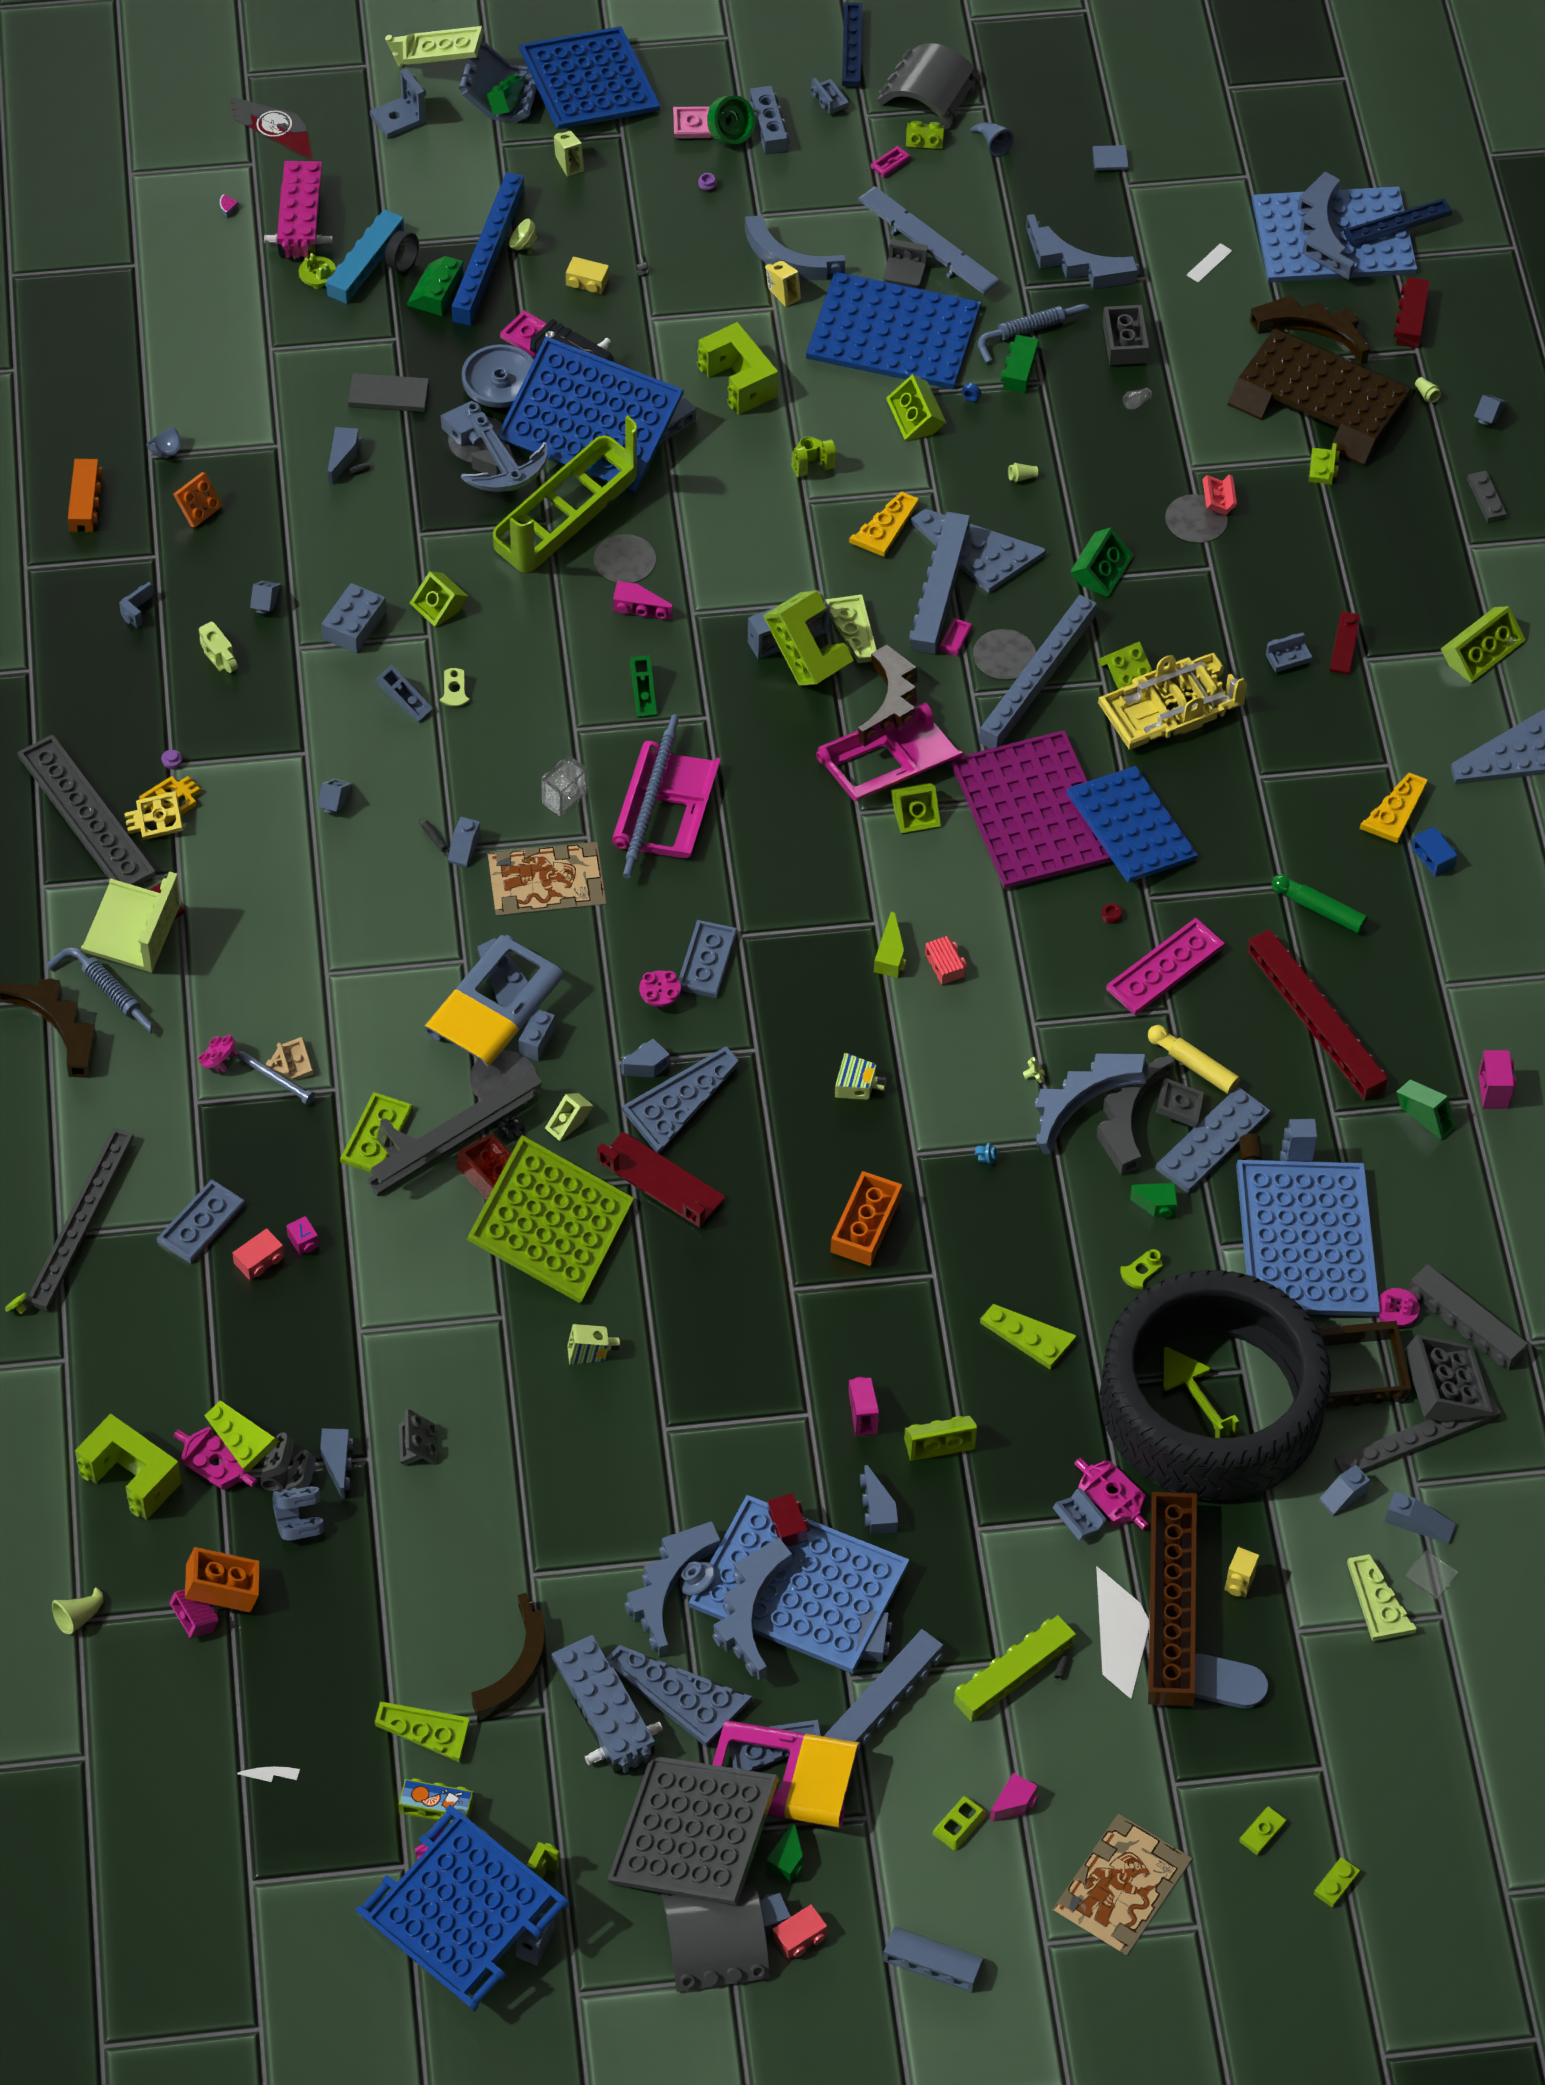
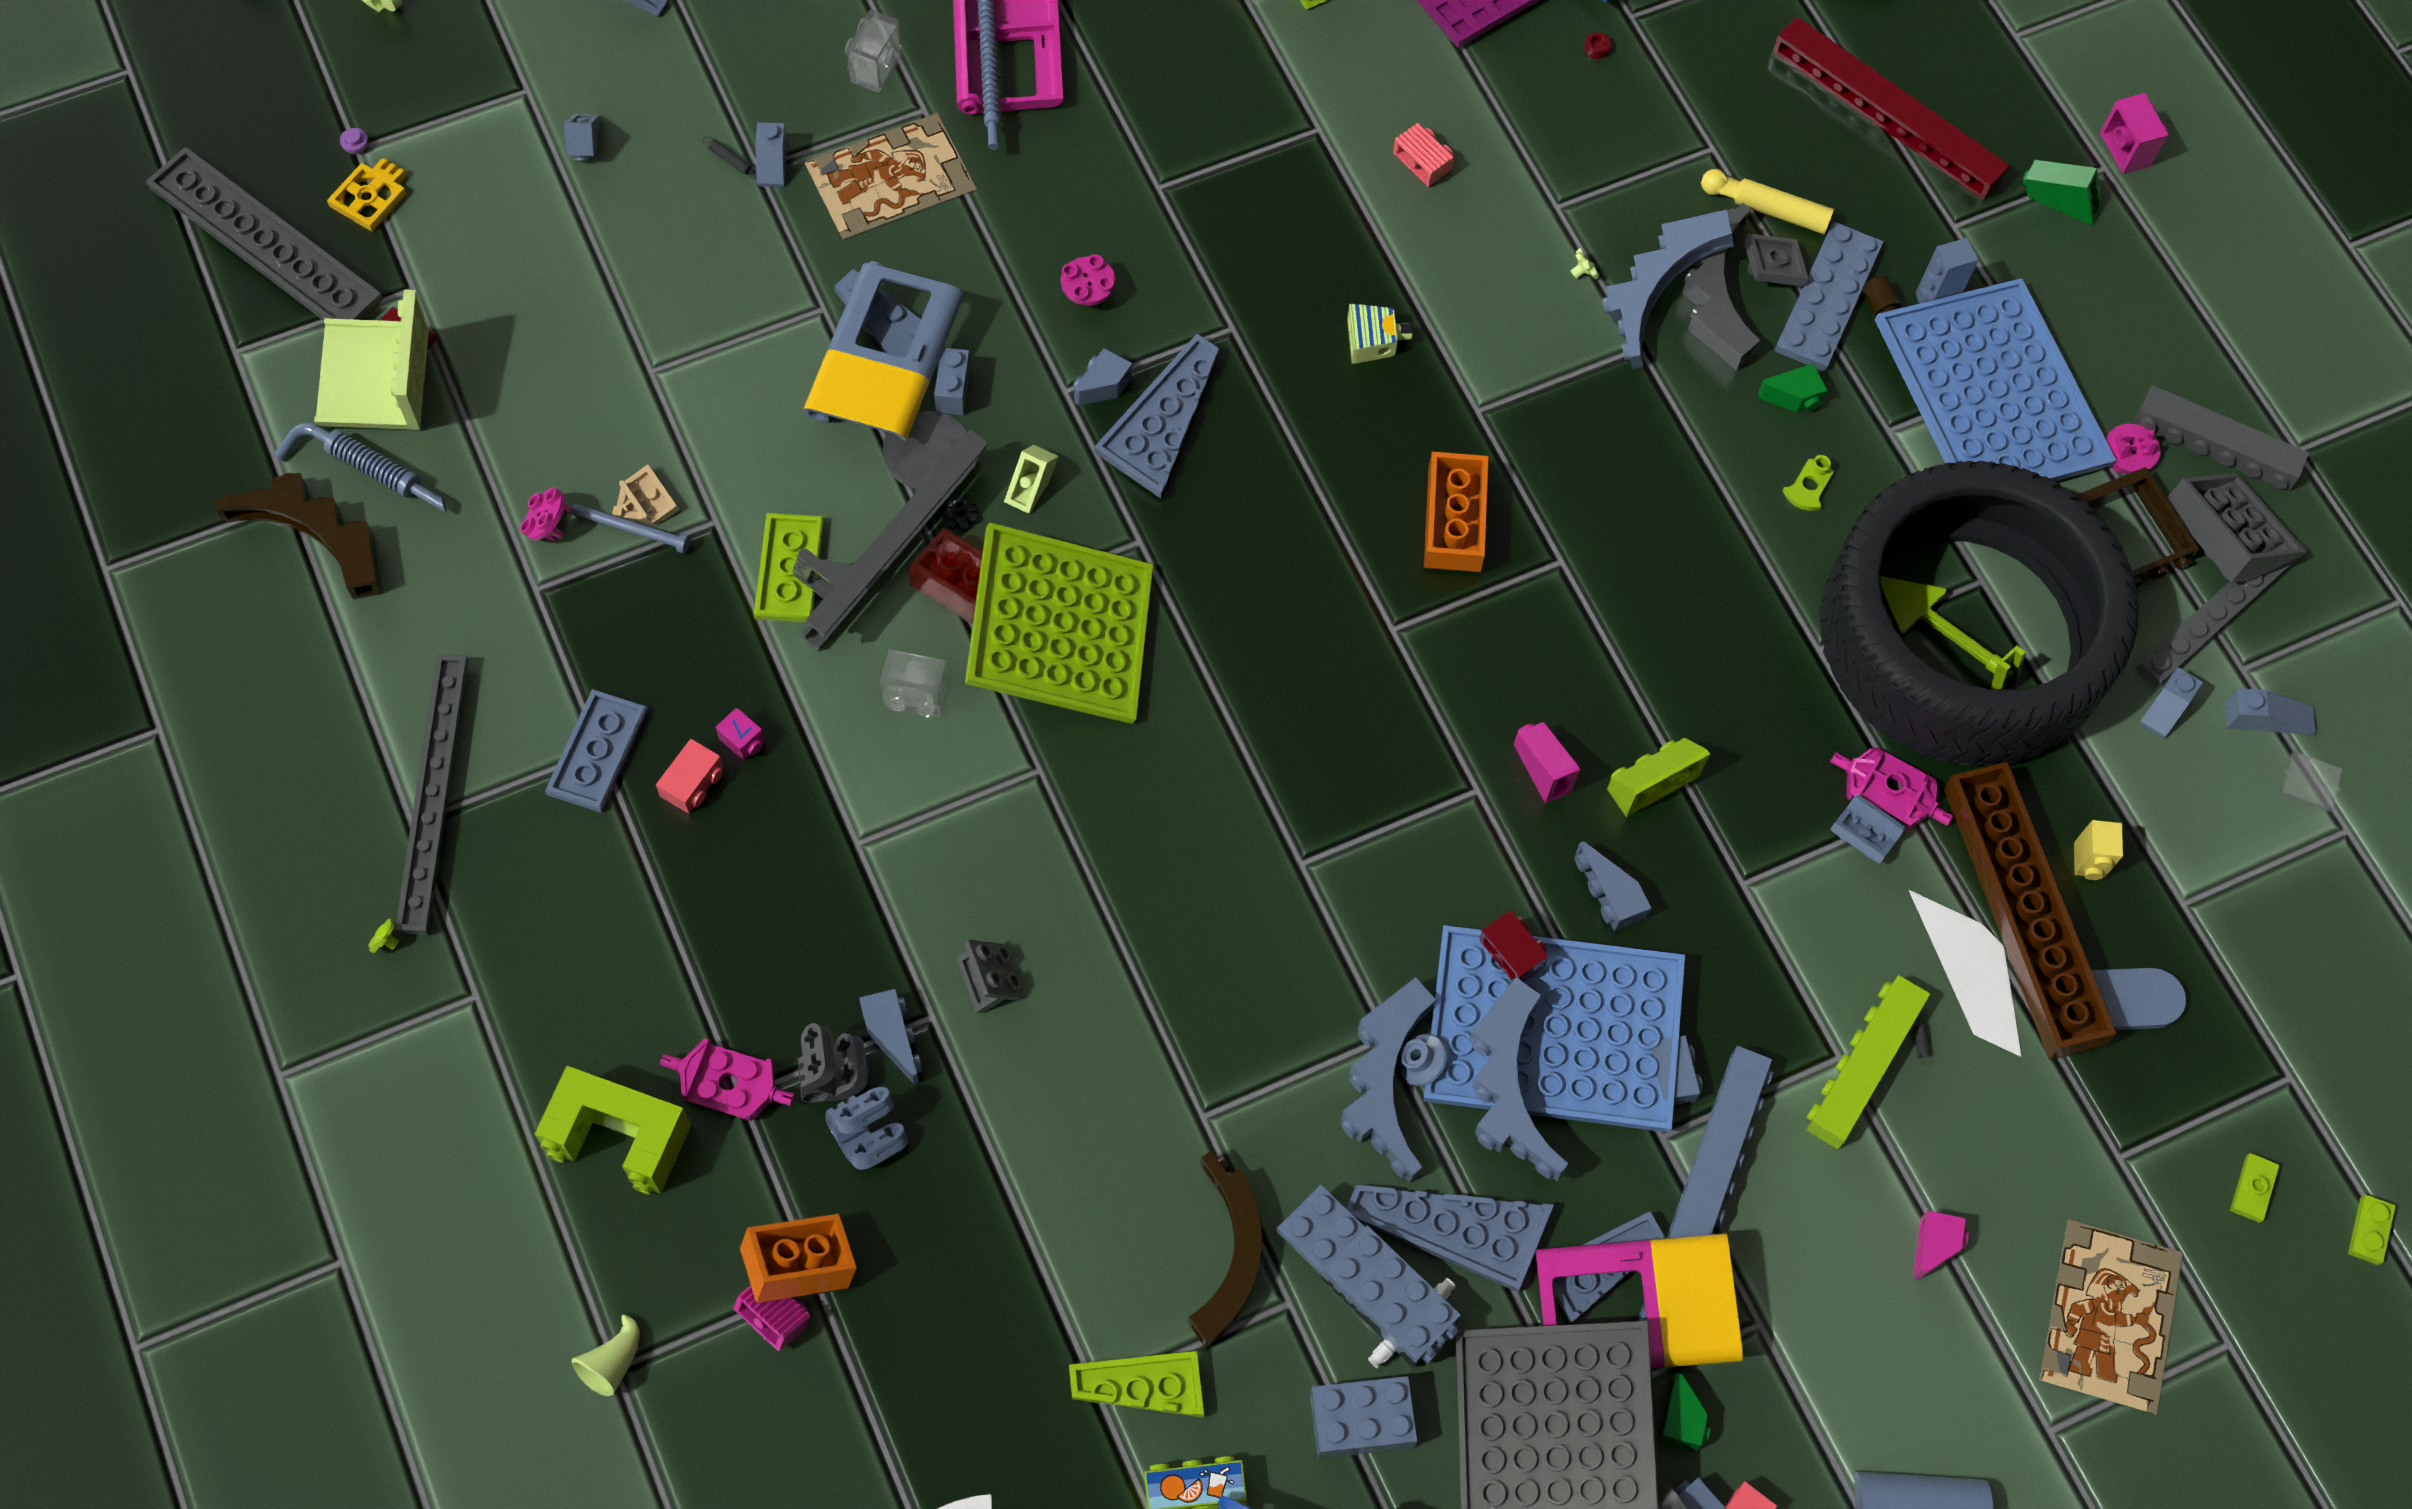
camera: 20 degrees left, 10 degrees up
(139, 818) = (337, 230): light yellow piece -> none
(241, 1436) = (754, 1041): lime wing -> none
(434, 1232) = (914, 683): none -> clear brick
(566, 1791) = (1363, 1417): none -> sand blue brick
(590, 1344) = (1169, 778): yellowish green torso -> none
(660, 1178) = (1176, 529): dark red bracket -> none
(707, 958) = (1129, 227): sand blue tile -> none
(890, 953) = (1354, 158): lime slope -> none
(968, 1825) = (1869, 1289): lime piece -> none
(986, 1153) = (1566, 387): dark azure plate -> none
(1032, 1337) = (1713, 609): lime wing -> none
(1165, 966) = (1688, 95): dark pink plate -> none
(1378, 1602) = (2266, 836): yellowish green wing -> none

